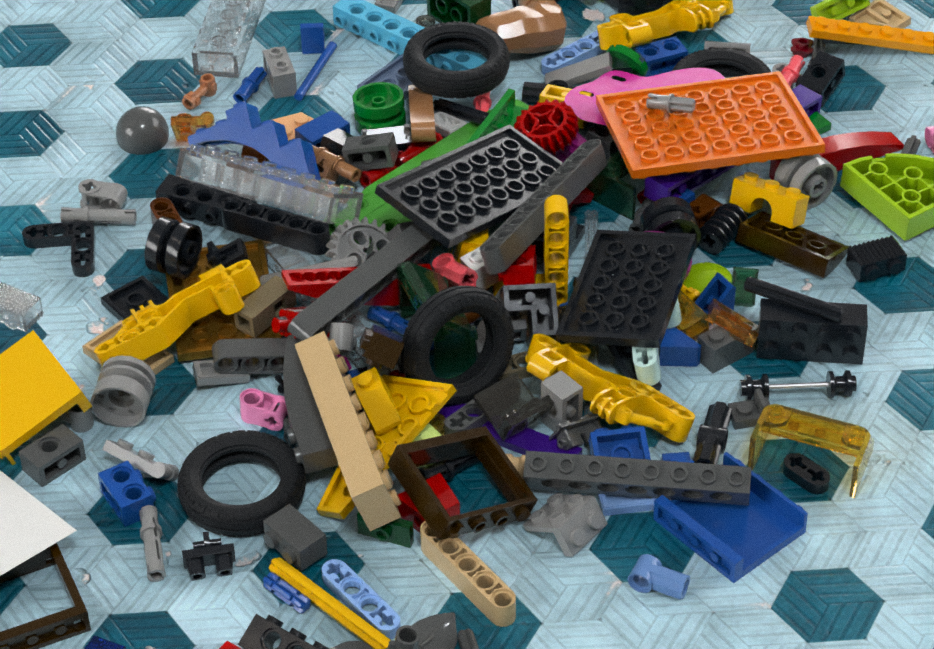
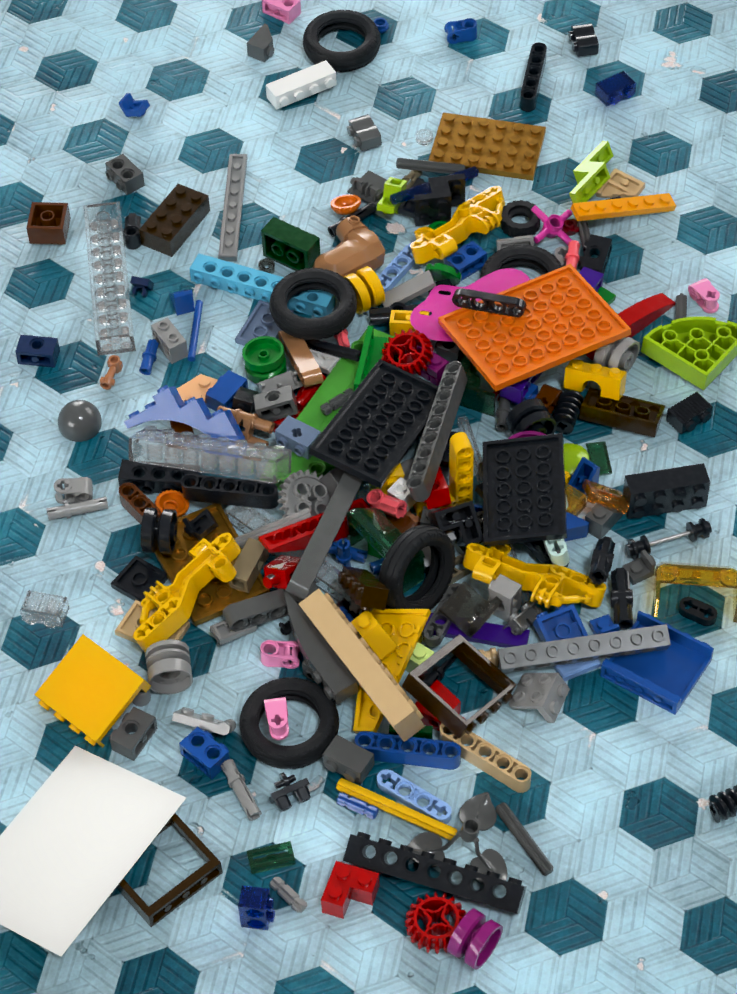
camera: 15 degrees left, 10 degrees up
(35, 237) = (63, 532): black beam -> none
(127, 56) = (37, 351): none -> dark blue brick
(157, 628) = (271, 861): none -> clear green tile
(186, 124) = (121, 411): clear orange plate -> none
(211, 229) = (172, 500): none -> orange hat
(223, 467) = (277, 714): none -> bright pink piece
(274, 14) = (141, 283): none -> dark blue tile
(343, 336) = (326, 584): light grey piece -> none
(366, 181) = (296, 436): none -> sand blue brick
(377, 547) = (419, 748): none -> blue beam
(383, 313) = (343, 552): none -> blue pin
(526, 60) = (367, 289): none -> yellow wheel
(650, 574) = (617, 725): medium blue piece -> none
(661, 83) = (515, 308): none -> black beam
(670, 103) = (502, 315): light grey axle -> none
(700, 389) = (602, 560): none -> black piece
(745, 18) = (519, 229): none -> black tyre
(779, 38) = (552, 225): none -> dark pink bar
(794, 299) = (651, 472): black axle -> none

